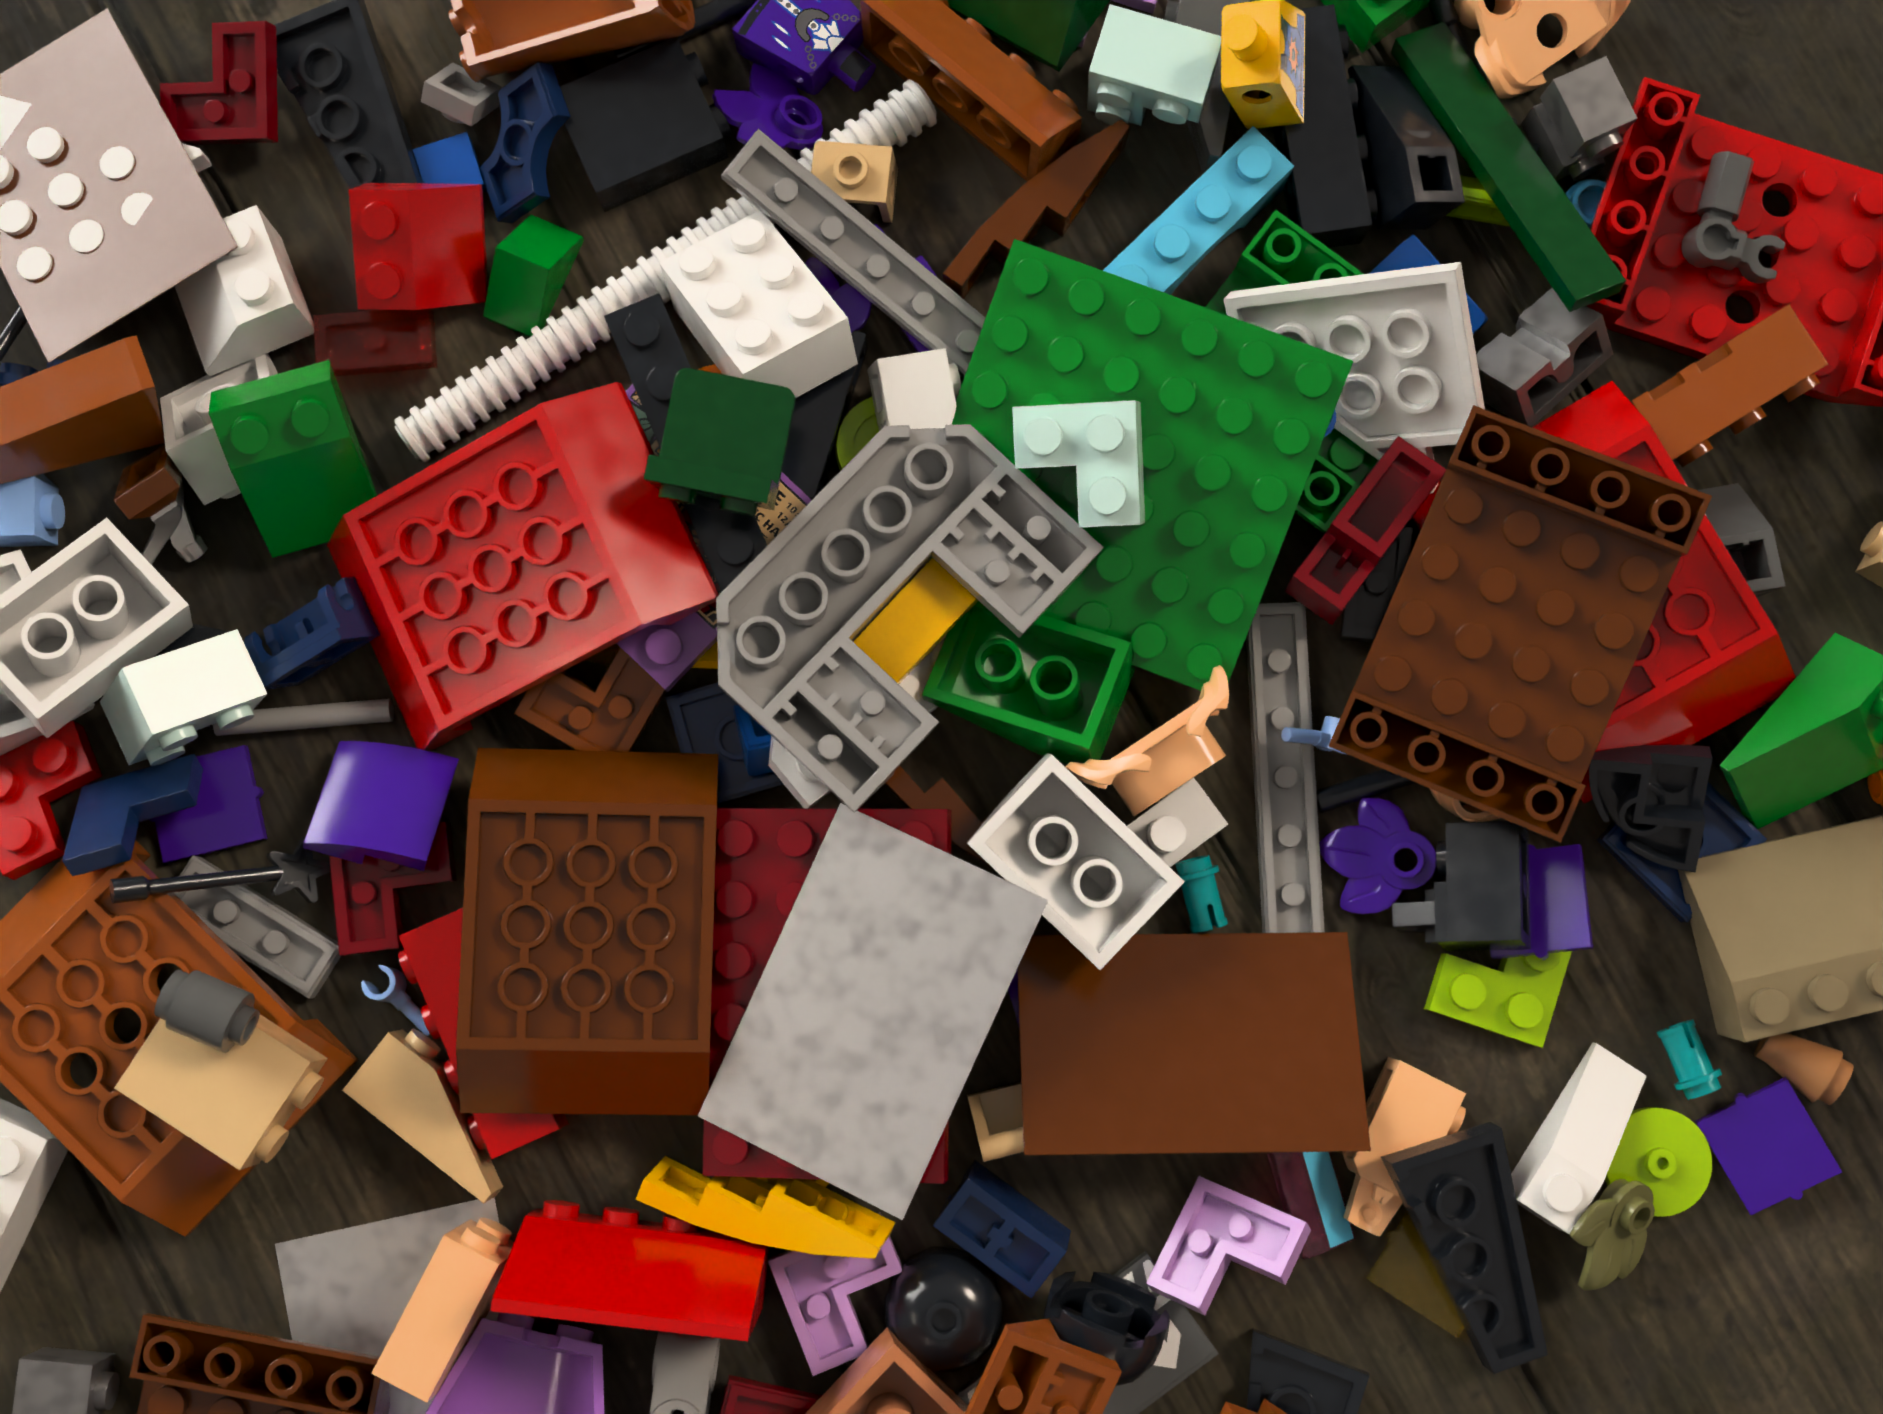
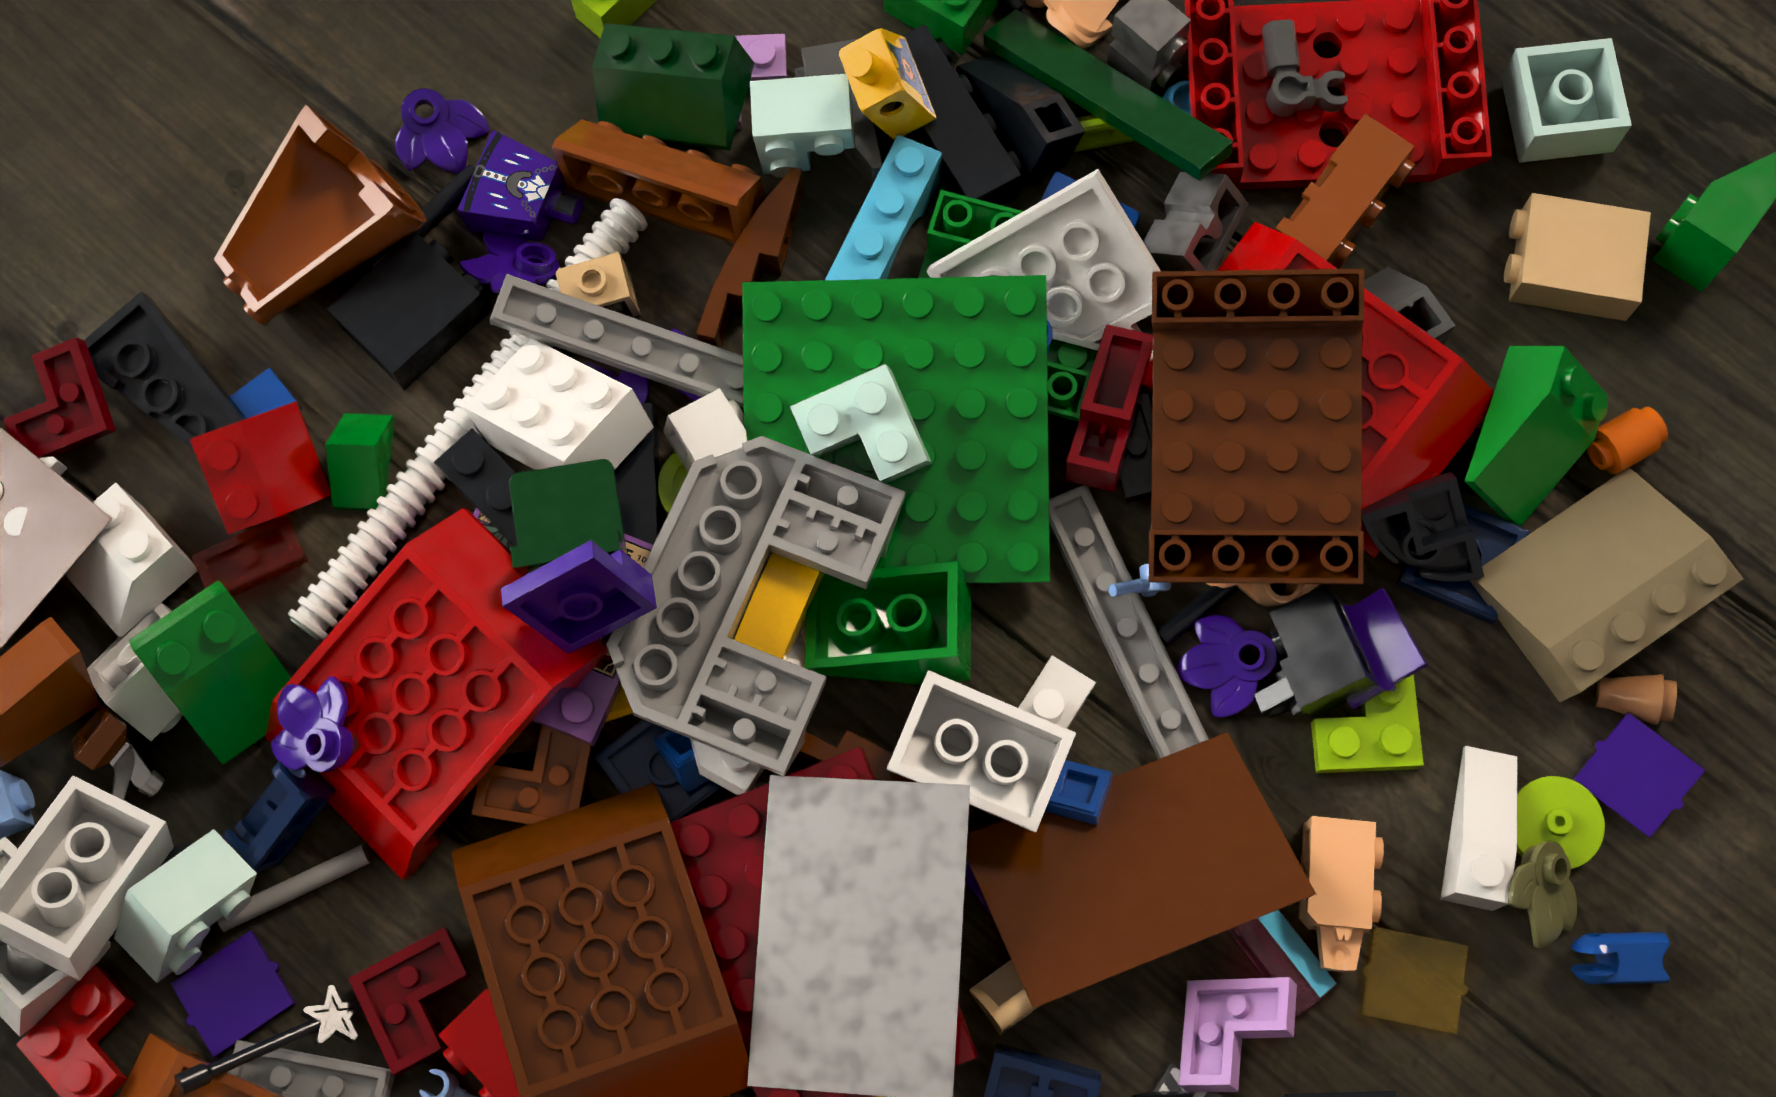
camera: 15 degrees left, 10 degrees down
(112, 808) = (154, 1027): dark blue tile -> none
(375, 564) = (313, 727): none -> dark purple plate
(381, 803) = (384, 931): dark purple slope -> none
(459, 96) = (254, 341): light grey plate -> none
(530, 119) = (318, 336): dark blue tile -> none
(707, 540) = (581, 596): none -> dark purple plate
(1165, 755) = (1021, 642): light nougat piece -> none
(1166, 940) = (1080, 792): none -> blue tile
(1201, 893) = (1096, 745): teal pin -> none
(1473, 1232) = (1429, 935): black wing -> none
(1665, 1330) = (1622, 958): none -> blue piece
(1689, 1060) = (1545, 729): teal pin -> none

